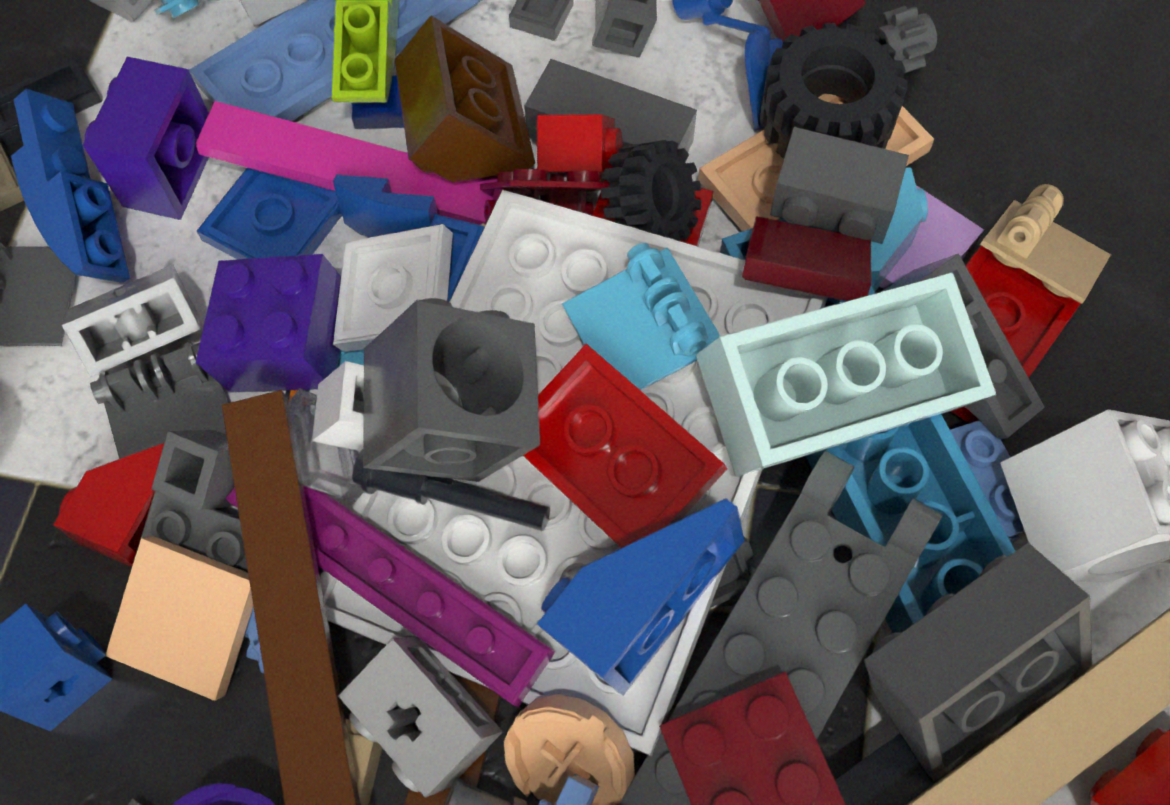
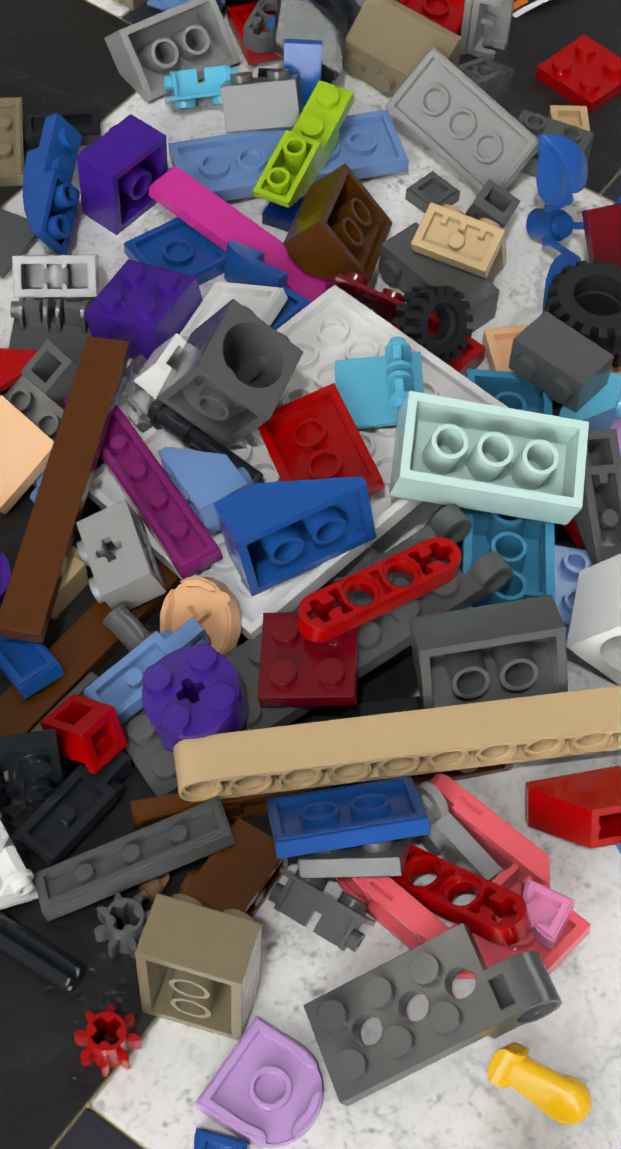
camera: 20 degrees right, 10 degrees down
(491, 560) = (203, 480): none -> medium blue slope
(576, 142) = (399, 272): red brick -> none
(621, 63) = (460, 240): none -> tan bracket
(801, 630) = (375, 583): none -> red beam
(808, 260) = (506, 388): dark red tile -> none

